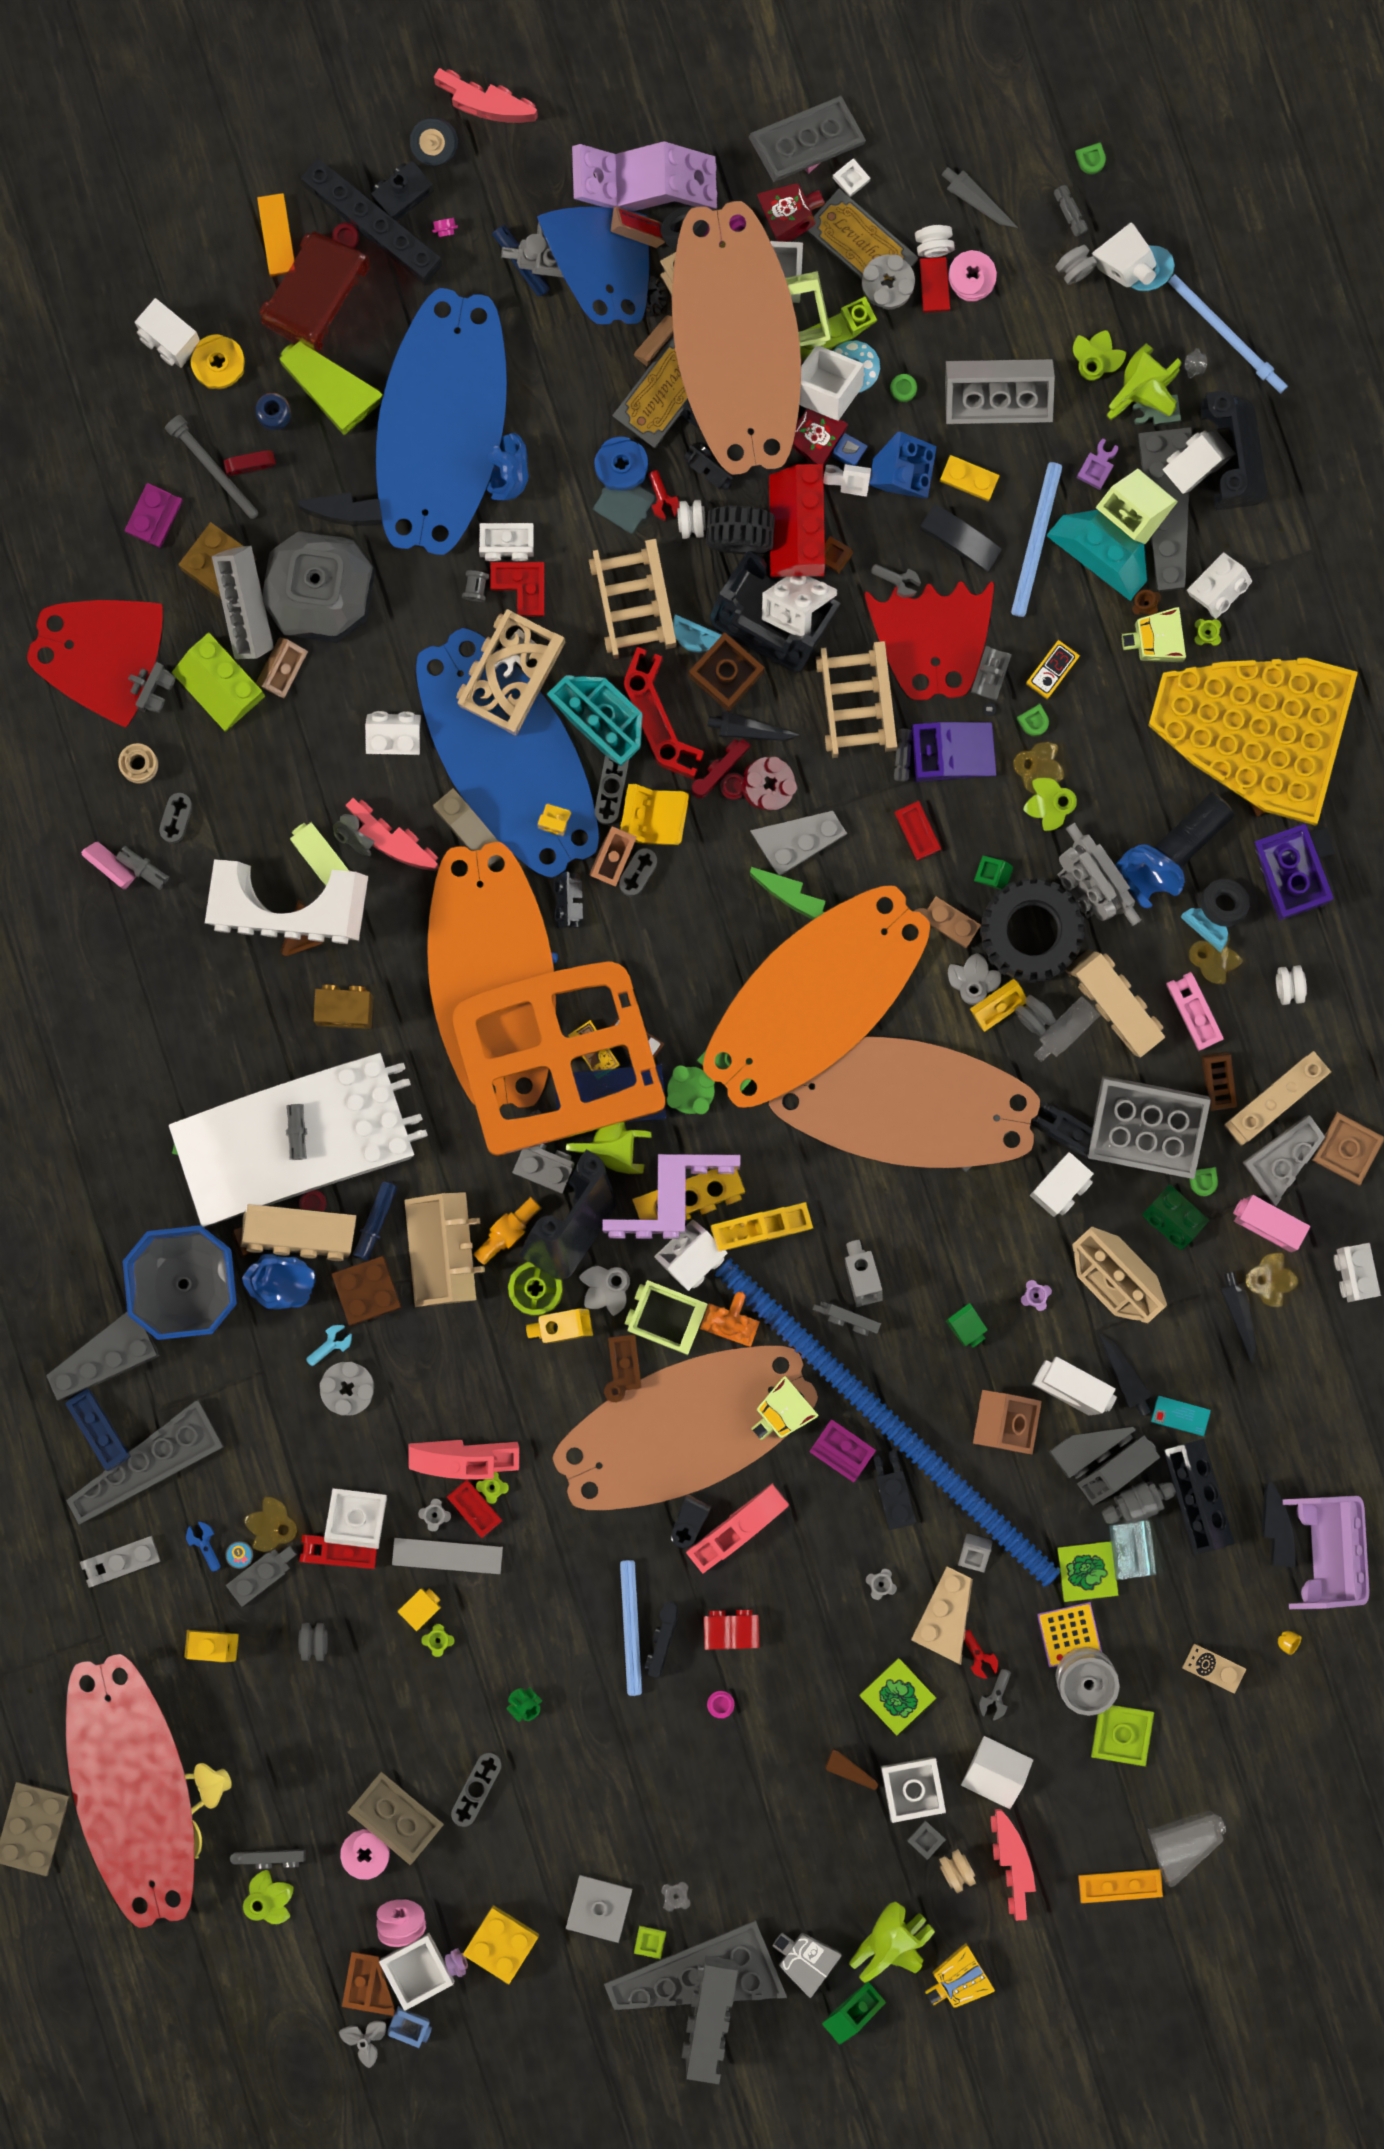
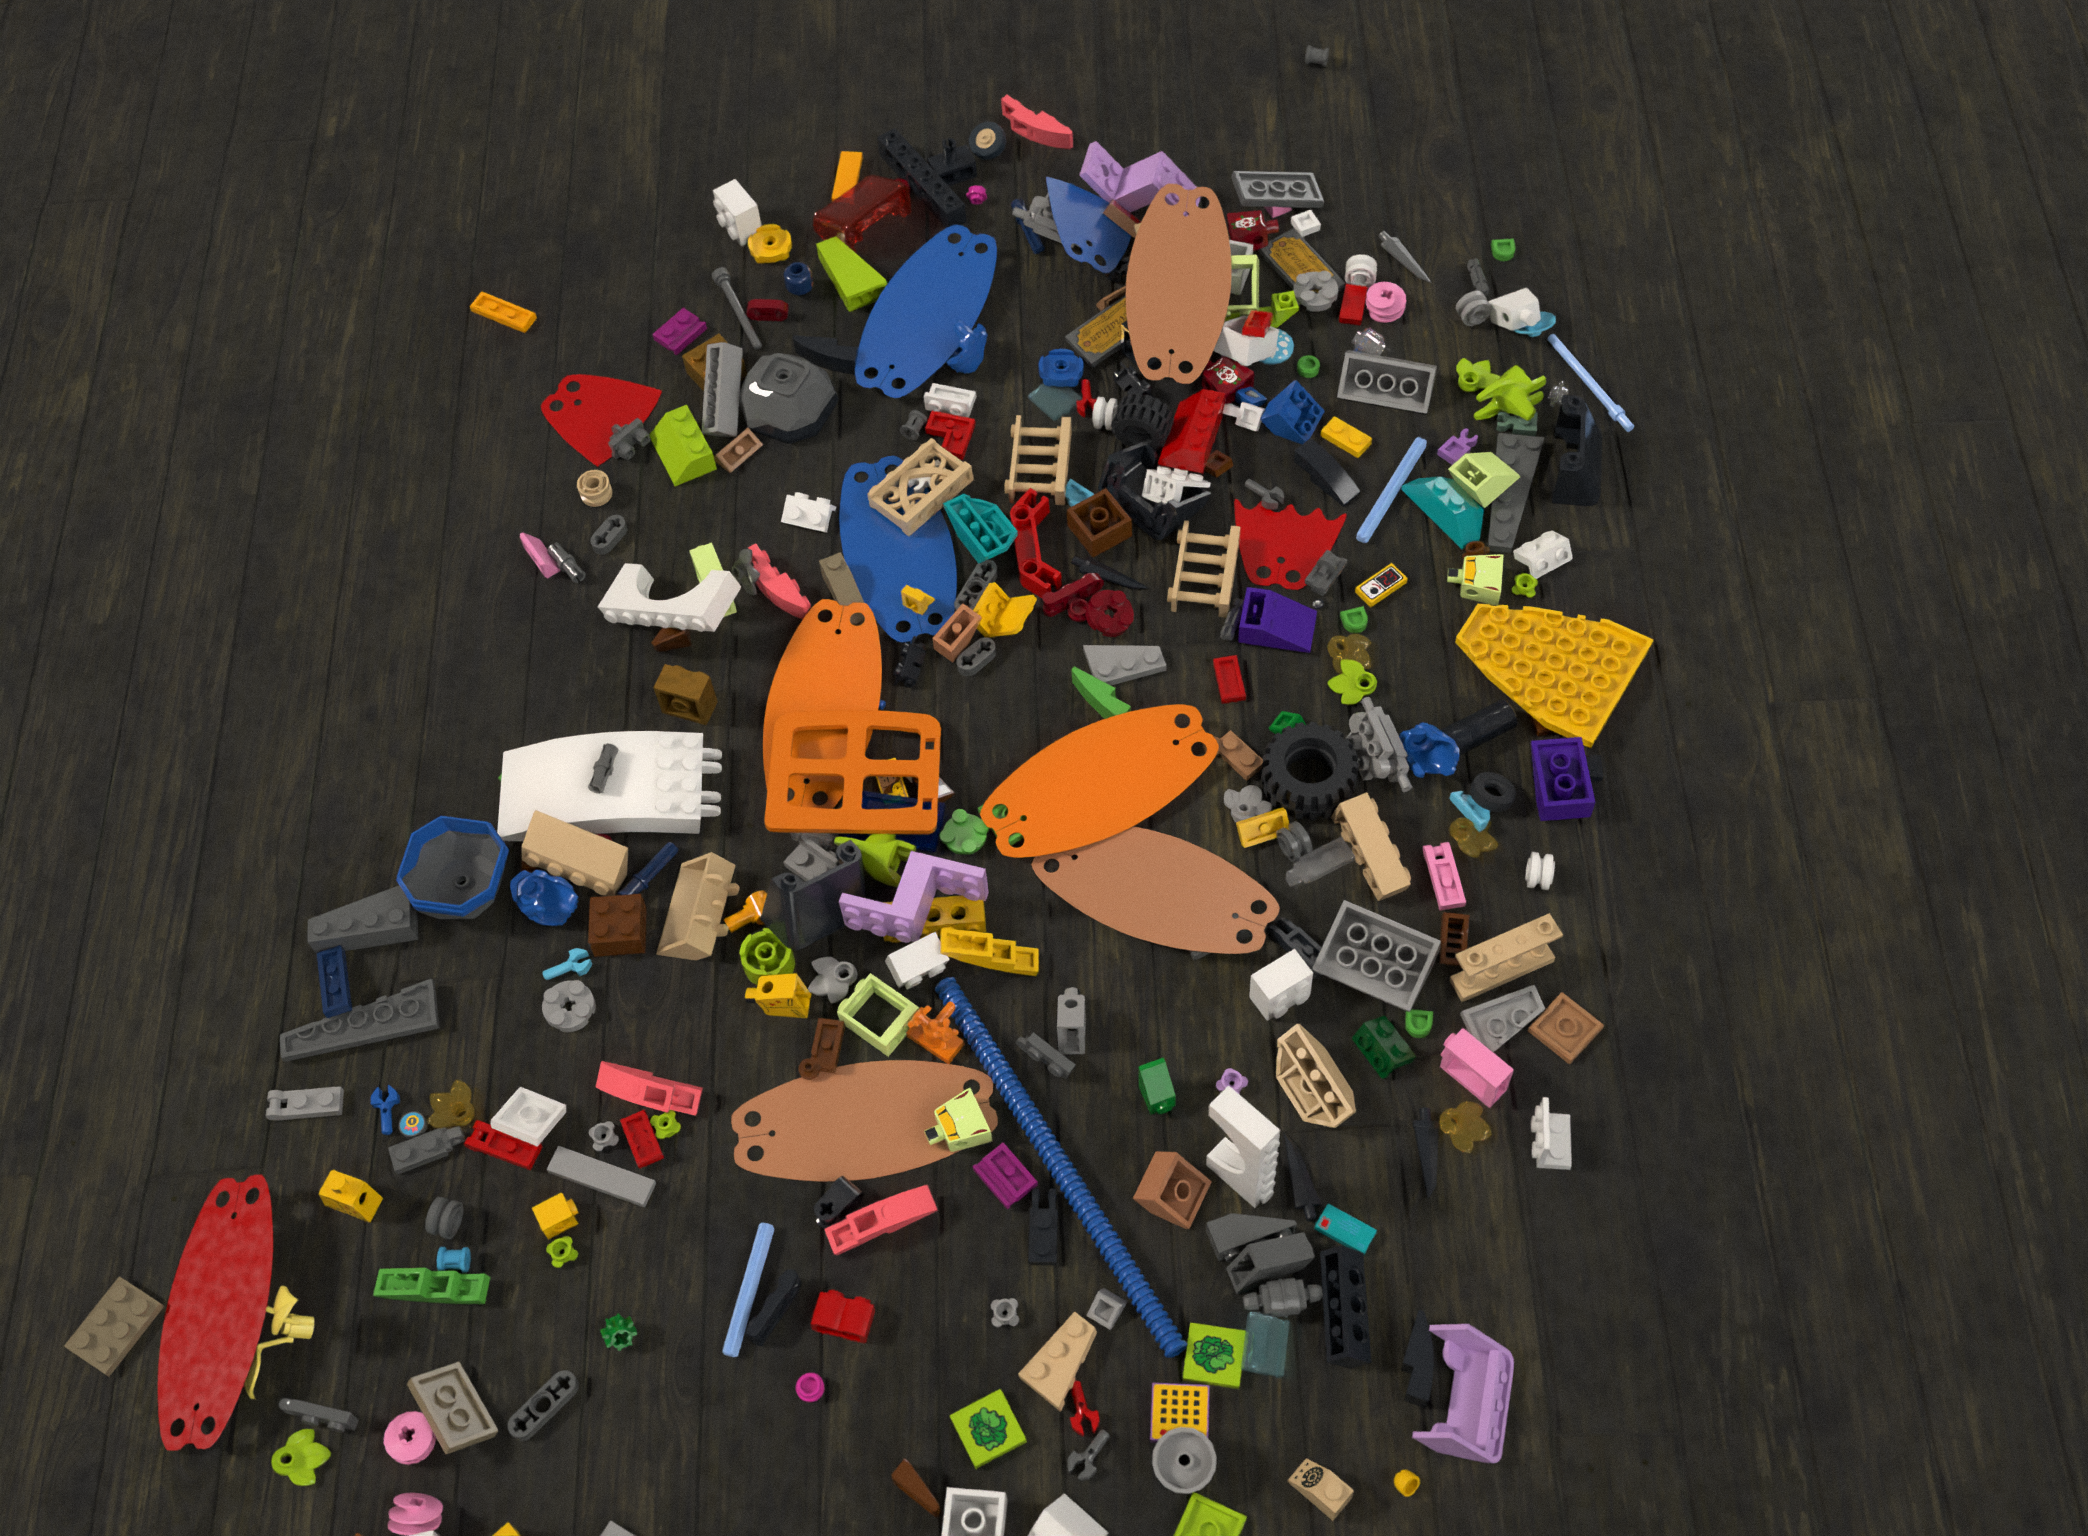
camera: 20 degrees right, 25 degrees down
(325, 1708) = (431, 1286): none -> bright green slope
(336, 1677) = (453, 1259): none -> dark azure bush
(839, 368) = (1257, 323): none -> red plate
(967, 344) = (1369, 342): none -> clear head
(1202, 457) = (1541, 452): white brick -> none

